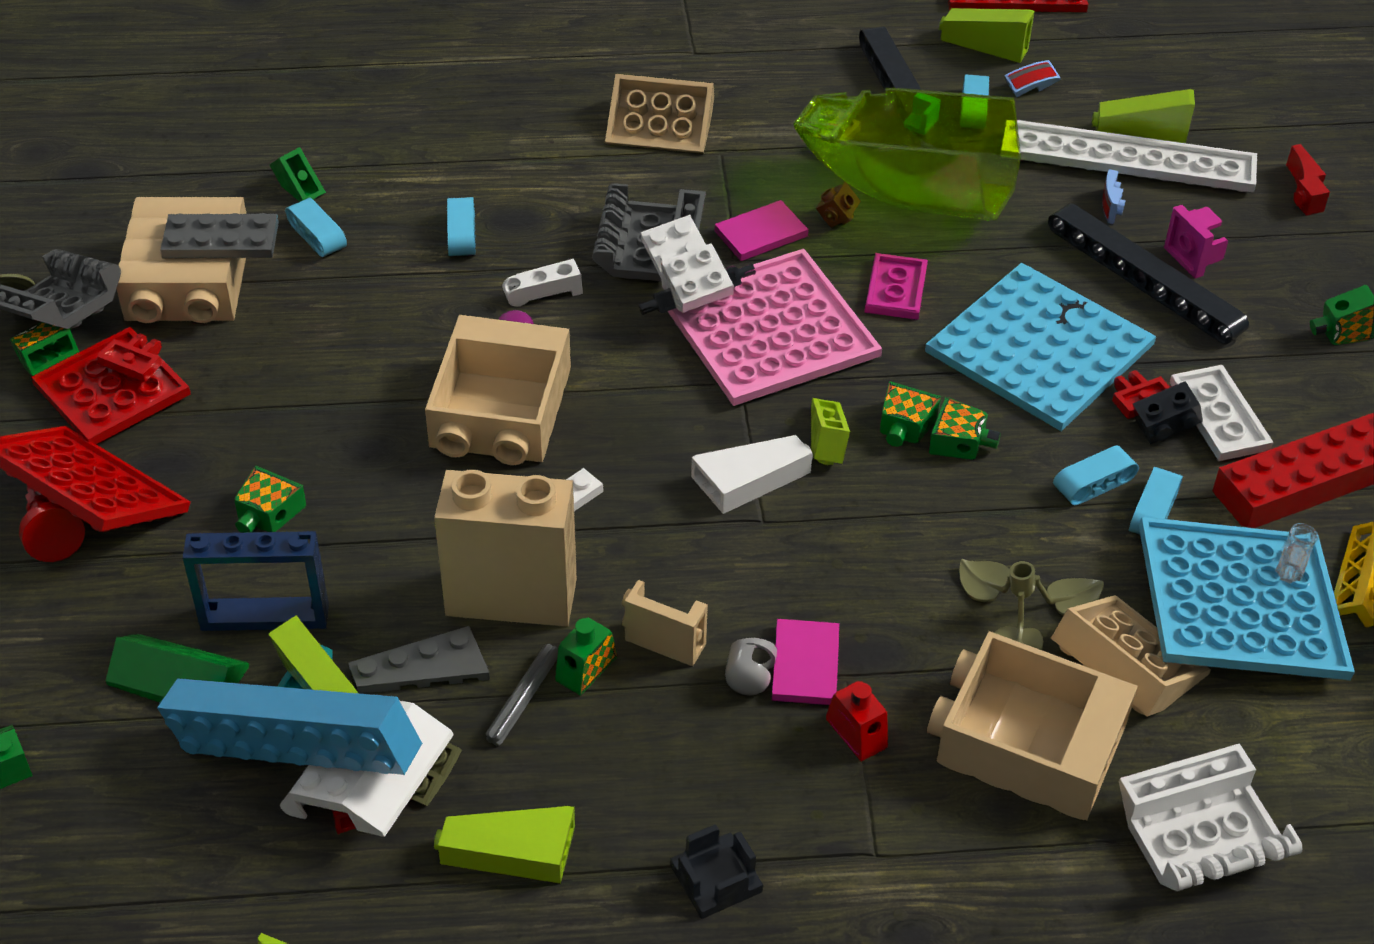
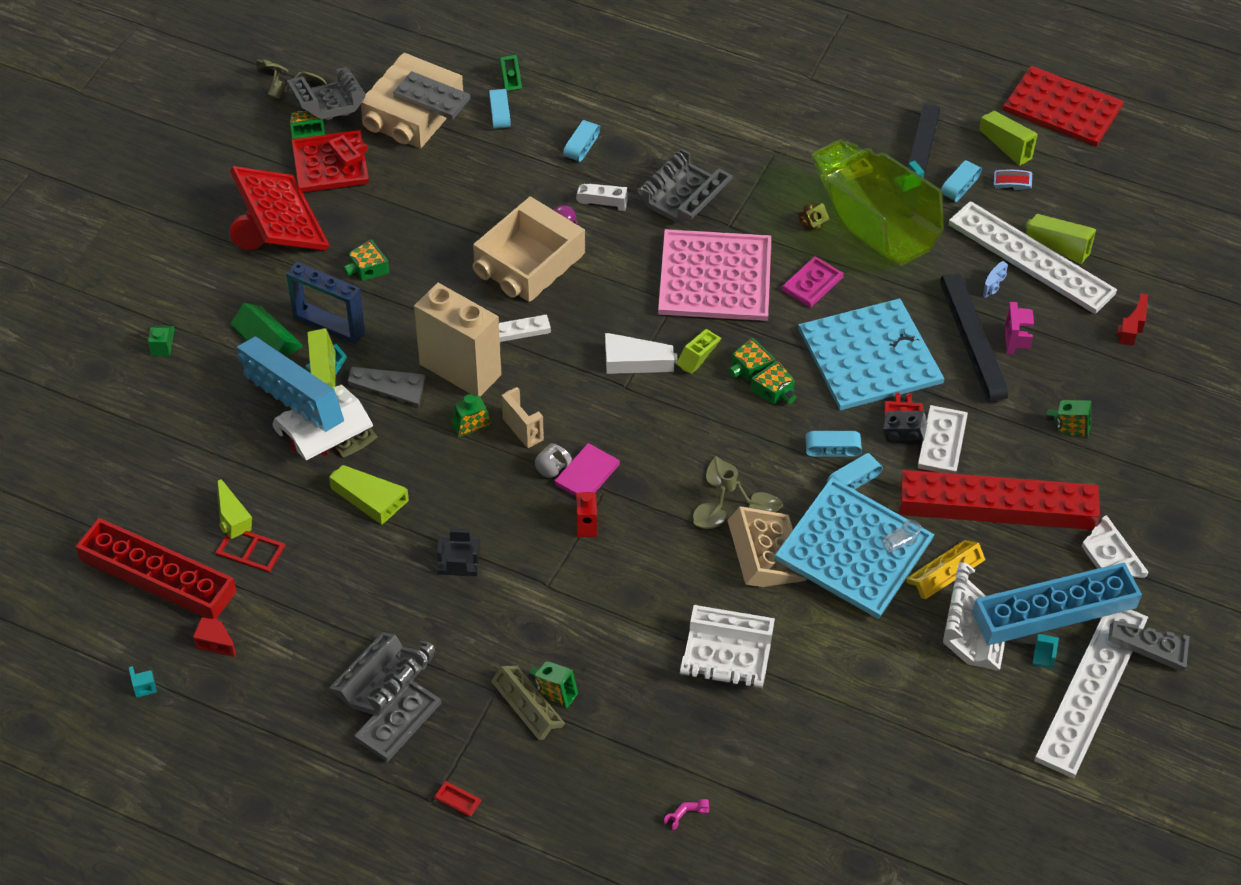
camera: 30 degrees right, 5 degrees up
(522, 695) = (424, 424): dark grey axle -> none
(660, 113) = (751, 113): tan slope -> none
(688, 268) = (683, 220): white piece -> none
(761, 230) = (758, 213): dark pink tile -> none
(1032, 723) = (675, 558): tan brick -> none

